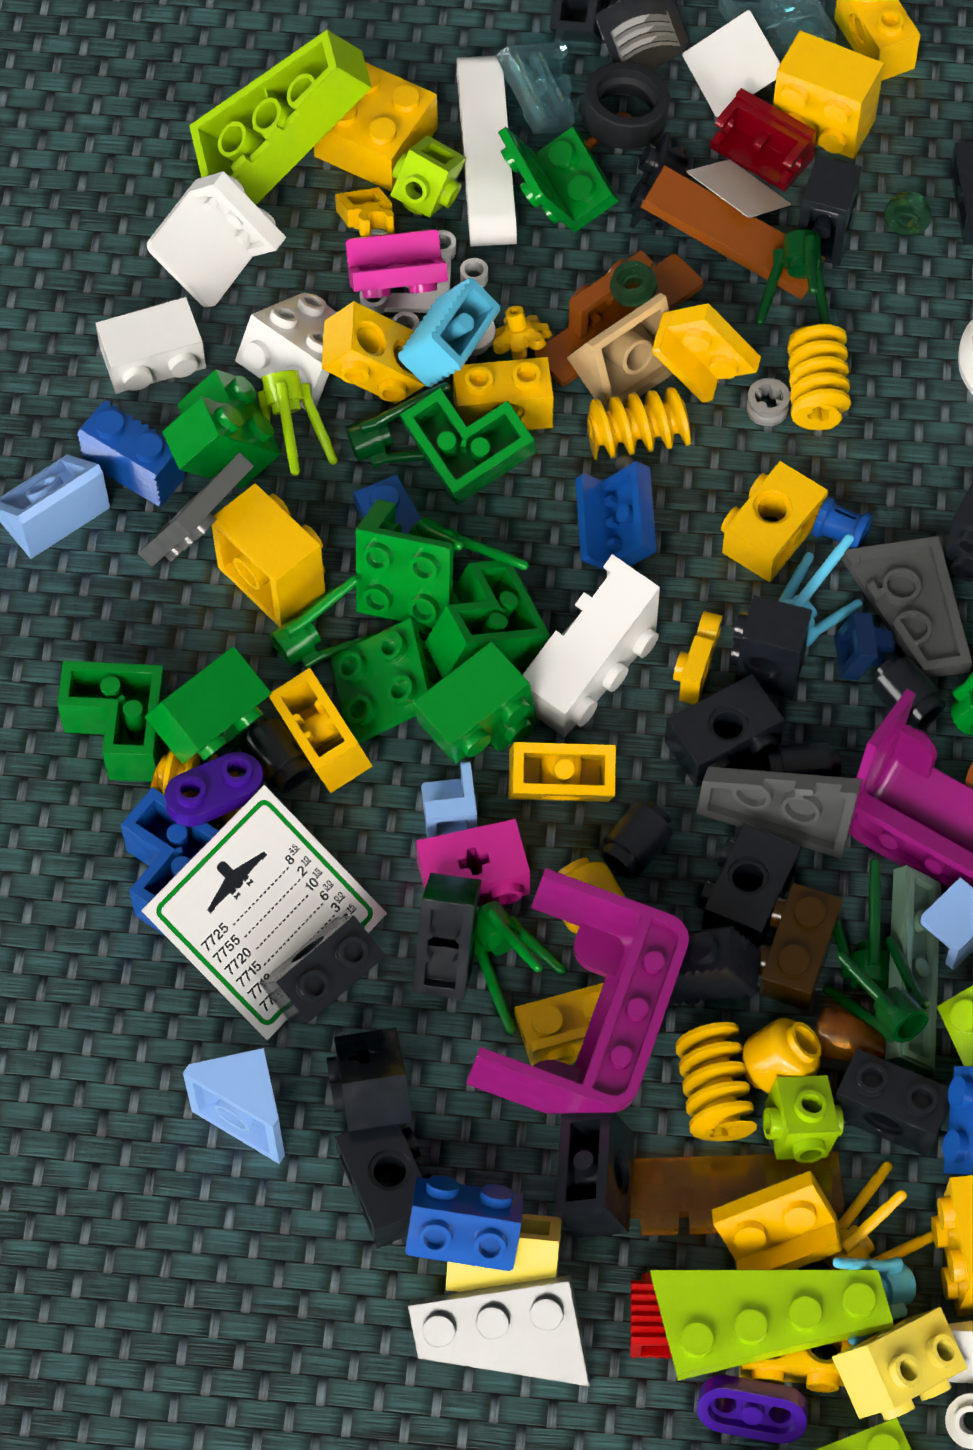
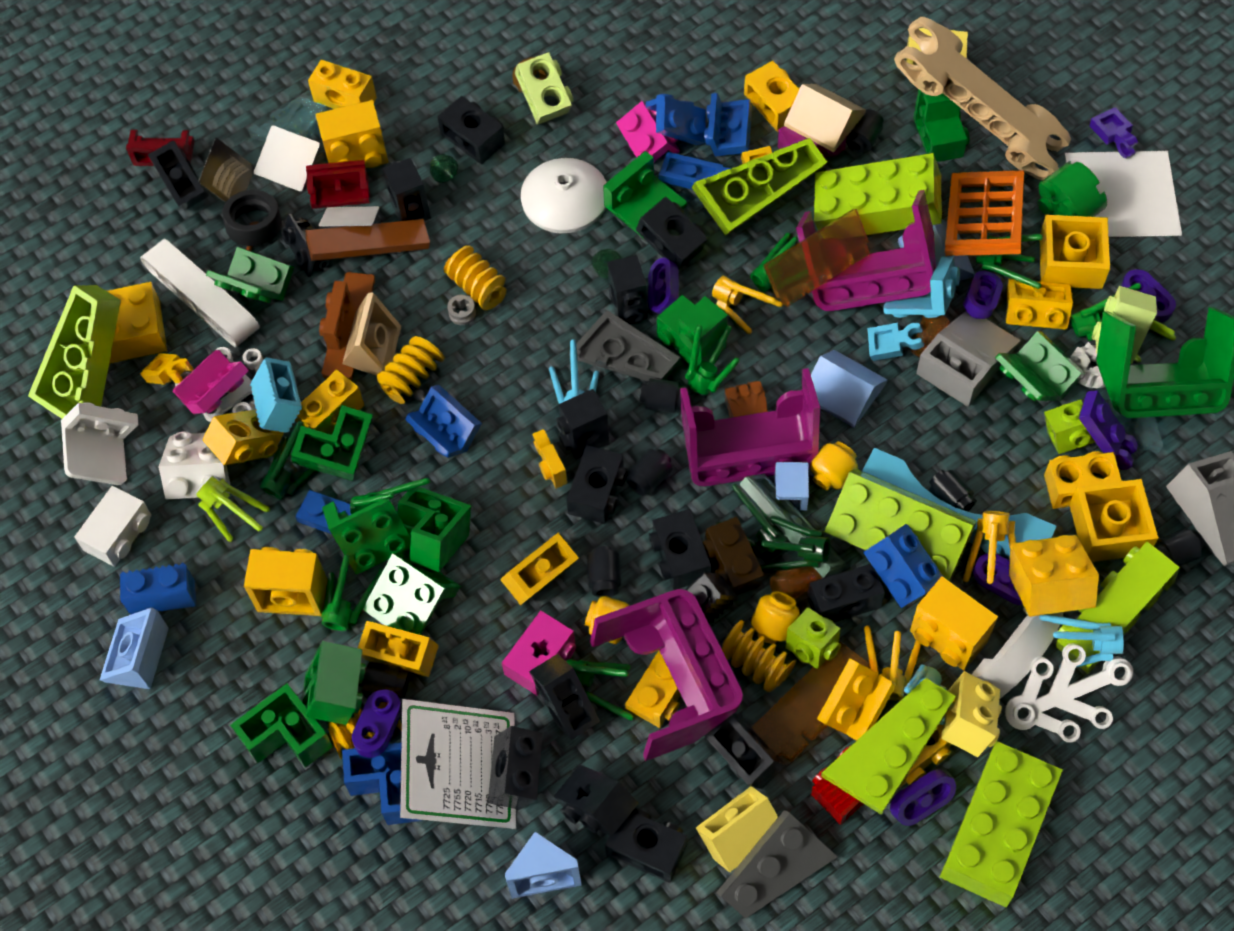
camera: 40 degrees left, 0 degrees up
(195, 516) = (231, 593): dark grey wing -> none
(217, 424) = (198, 538): green brick -> none
(427, 177) = (184, 328): lime brick -> none
(450, 804) = (497, 631): light blue panel -> none
(464, 1223) = (713, 829): blue bracket -> none
(478, 706) = (470, 569): green brick -> none
(520, 333) = (306, 370): yellow plant -> none
(538, 84) = (199, 241): clear light blue wing -> none
(595, 648) = (496, 496): white wedge -> none
(633, 273) = (345, 292): clear green plate -> none
(702, 349) = (408, 306): yellow bracket -> none
(765, 544) = (523, 380): yellow brick -> none
(792, 806) = (665, 494): dark grey wing -> none
(802, 260) = (416, 227): dark green plant -> none
(836, 522) = (555, 340): blue bush -> none
(861, 645) = (620, 391): dark blue tile -> none

